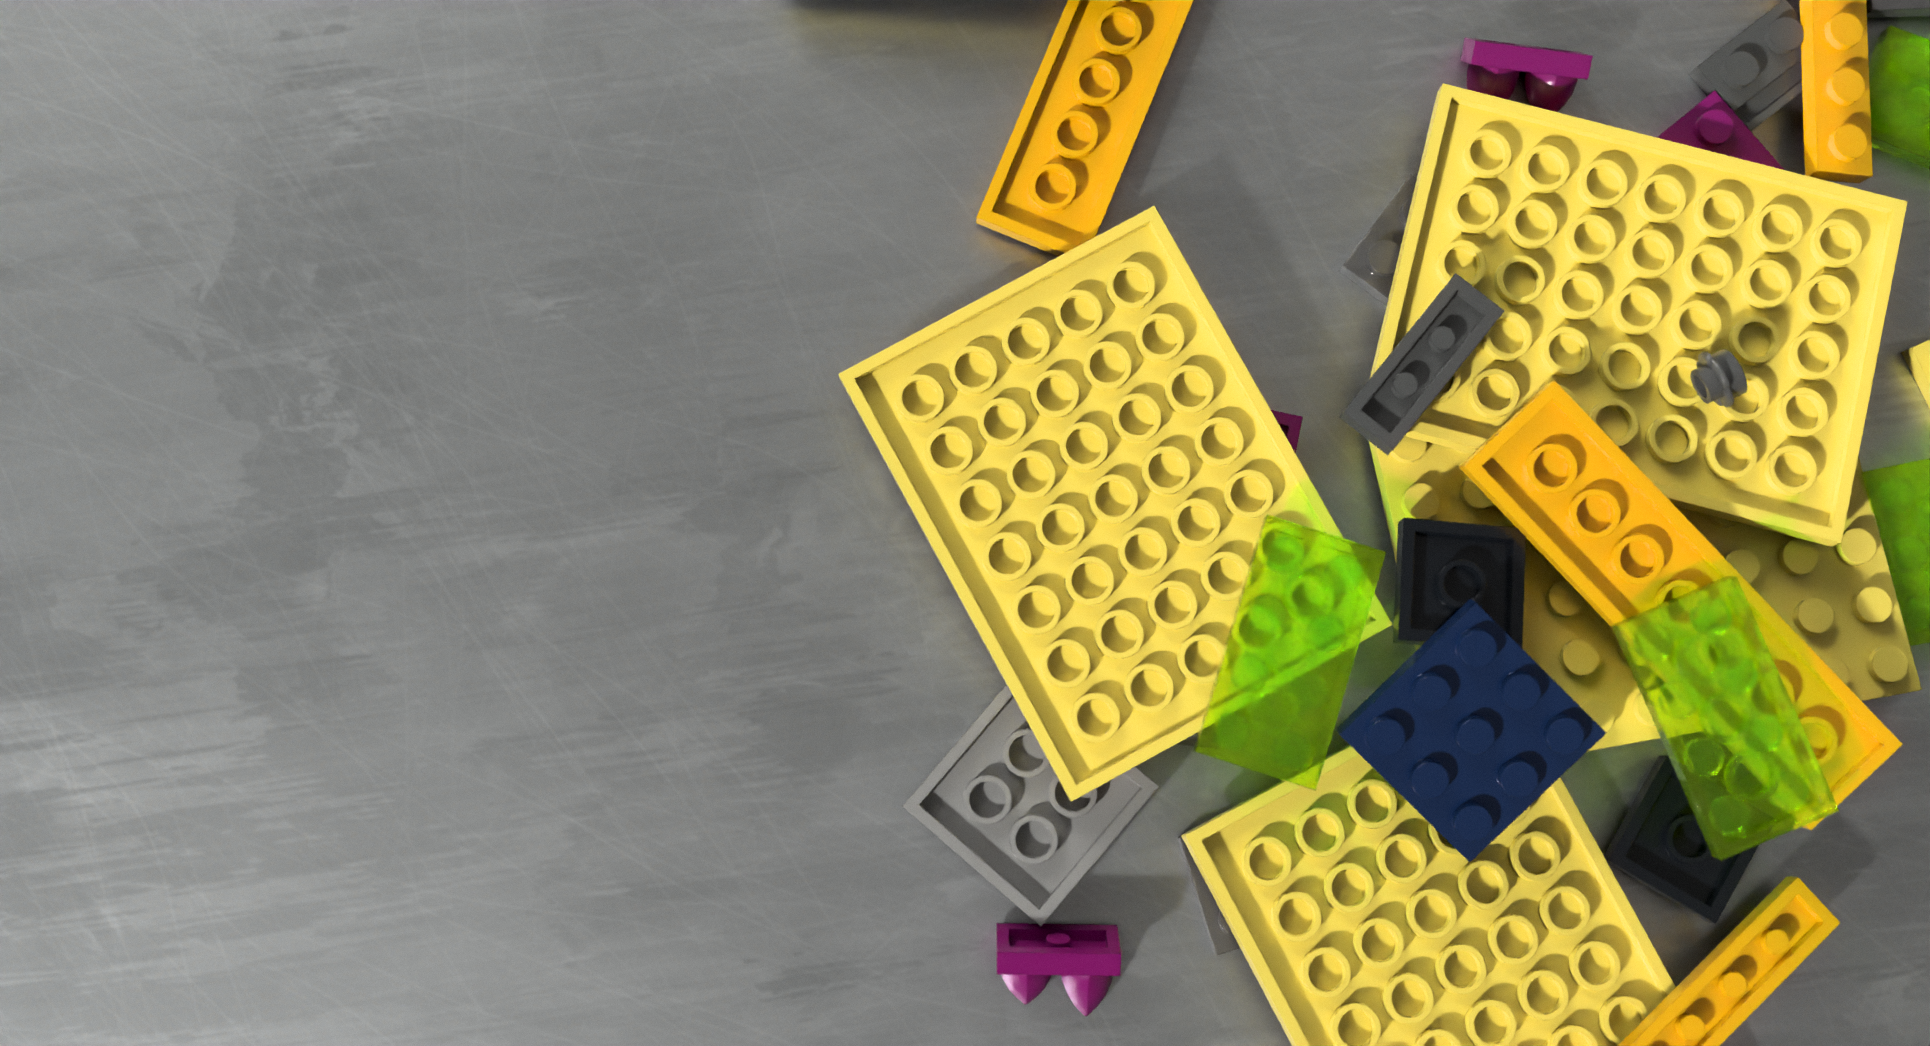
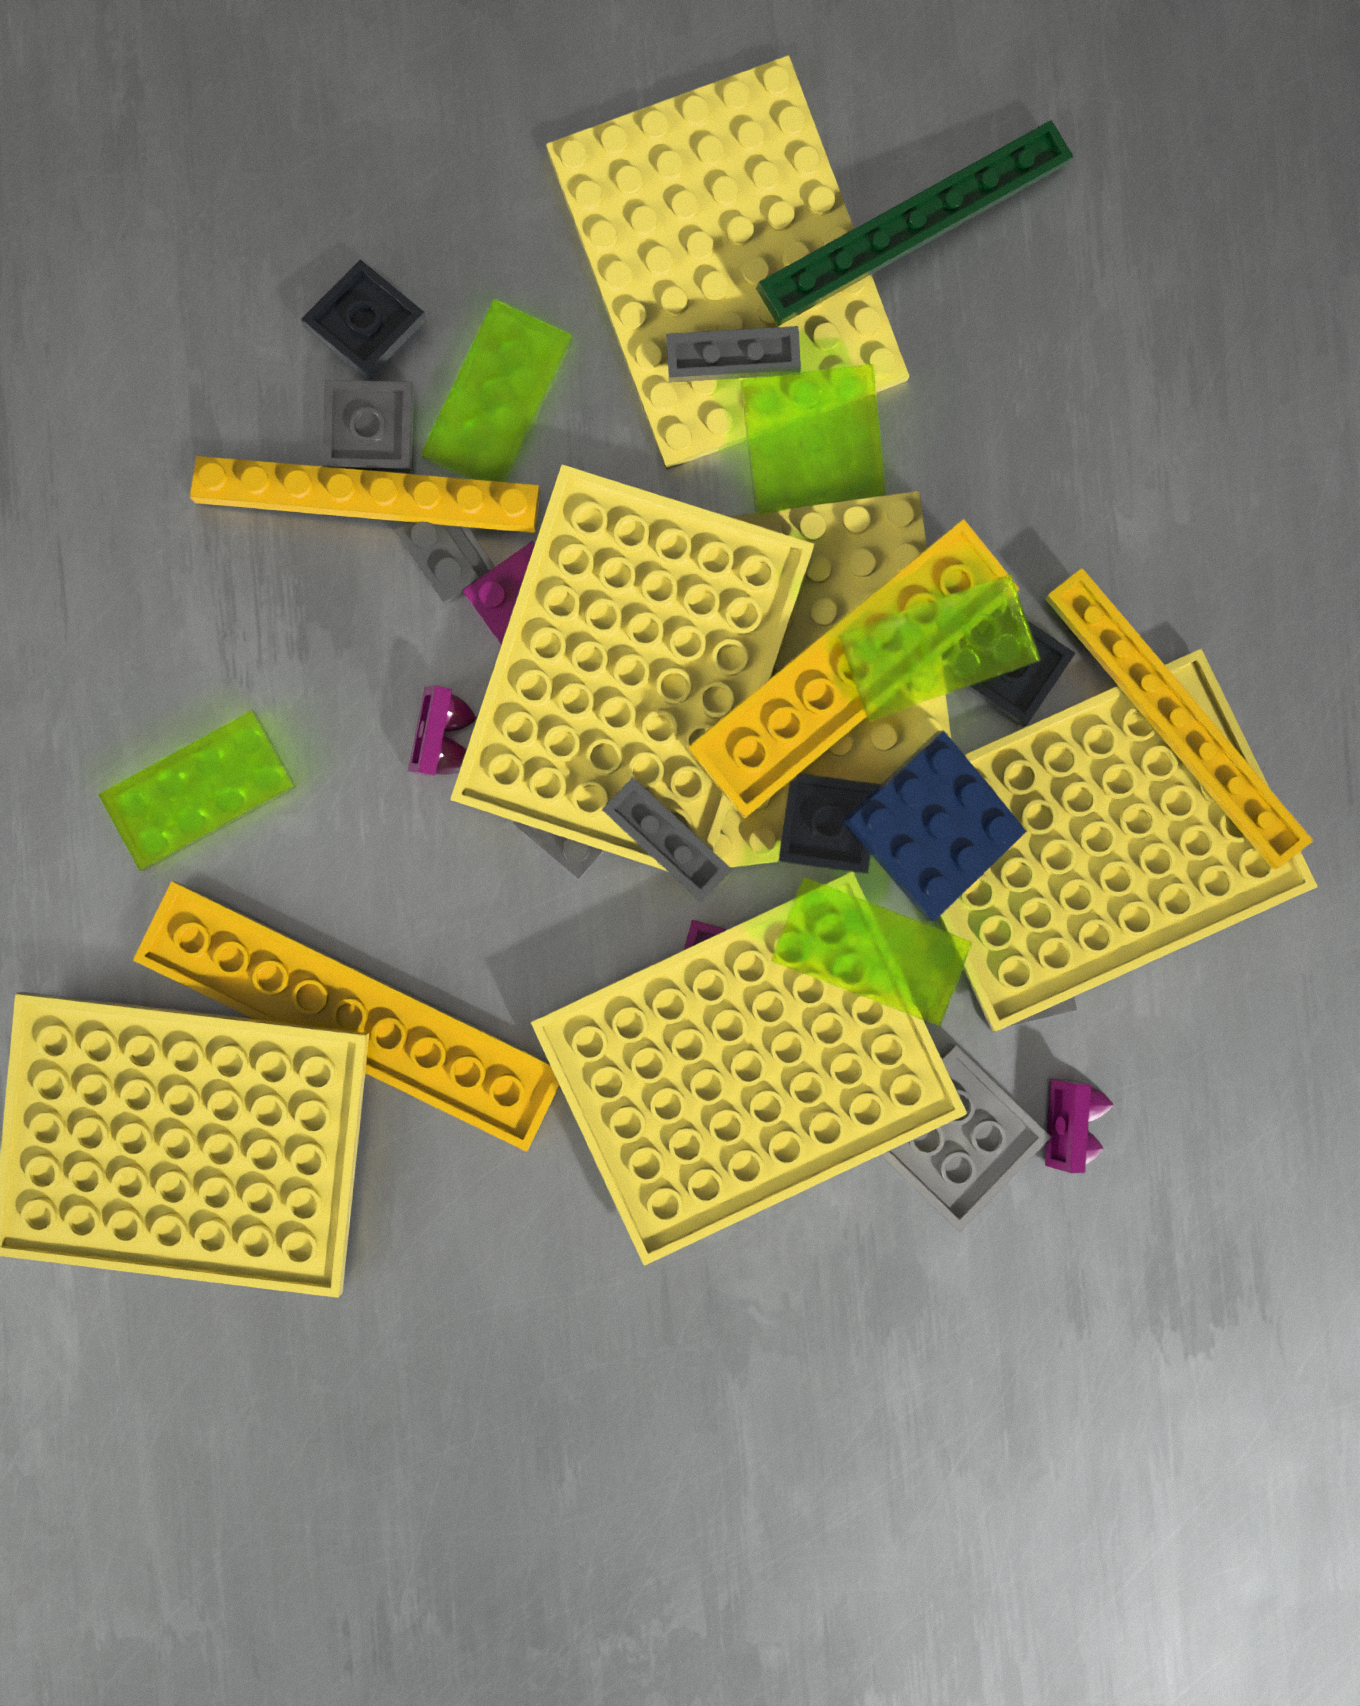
camera: 85 degrees left, 5 degrees up
(1718, 378) = (690, 623): dark grey plate -> none

